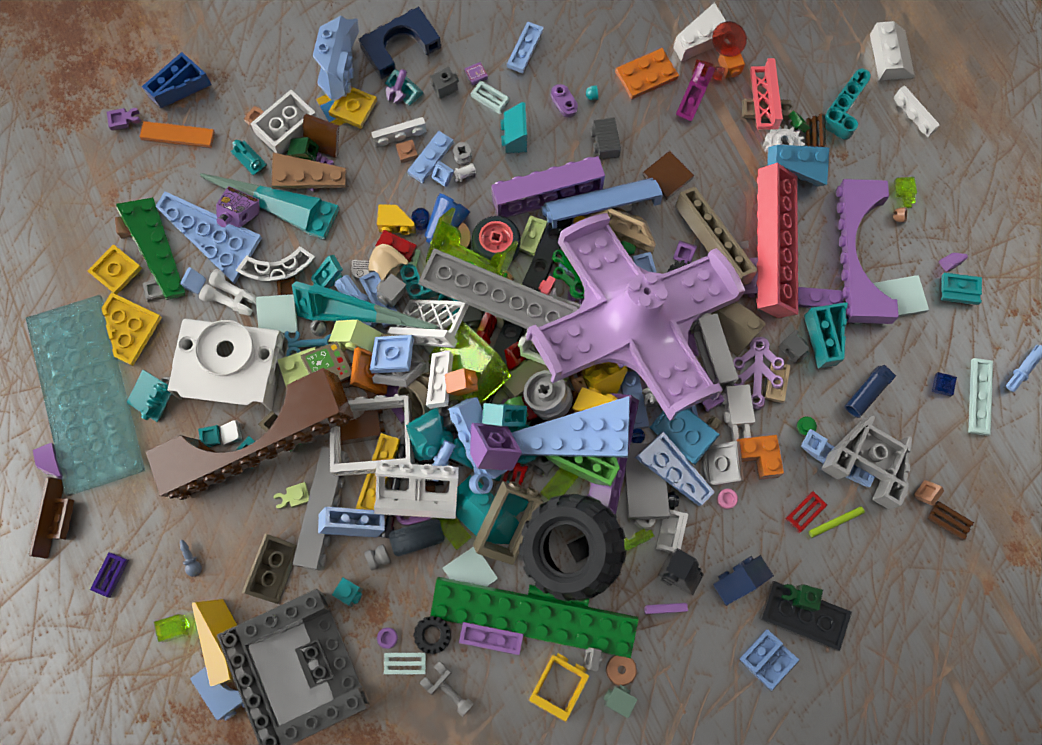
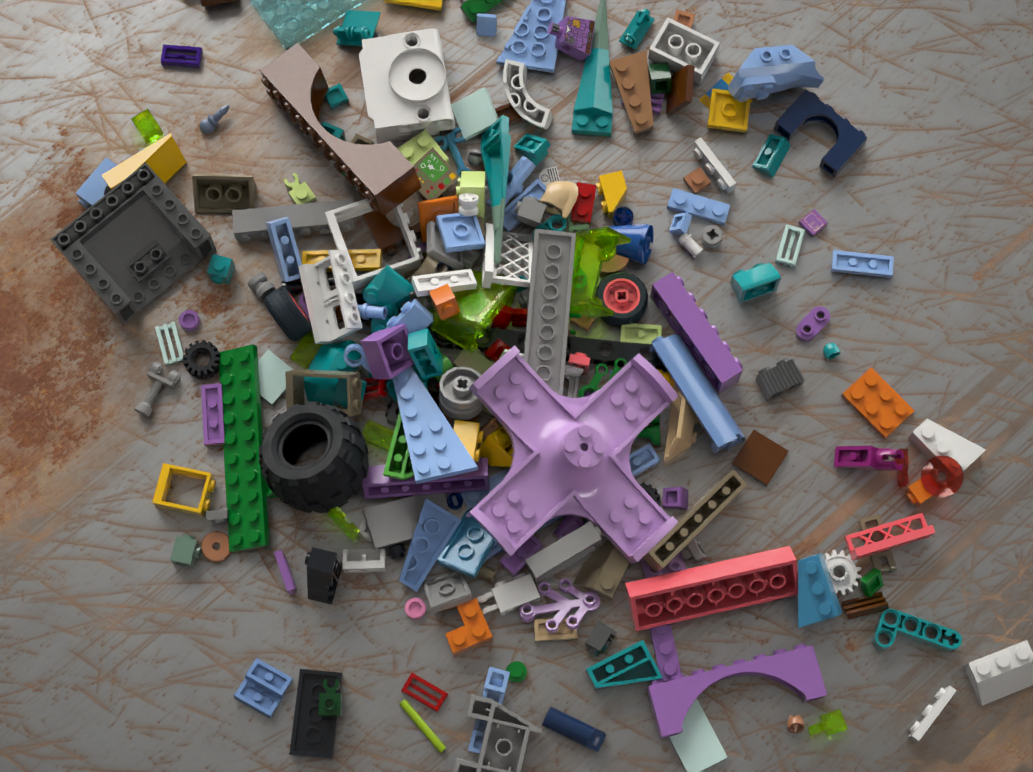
camera: 75 degrees right, 0 degrees up
(218, 281) = (477, 44): white piece -> none
(230, 433) = (344, 114): white slope -> none
(368, 338) = (468, 204): none -> white wheel
(397, 88) = (762, 147): medium lavender bar -> none
(444, 82) = (788, 193): dark grey brick -> none
(744, 579) = (332, 637): dark blue brick -> none

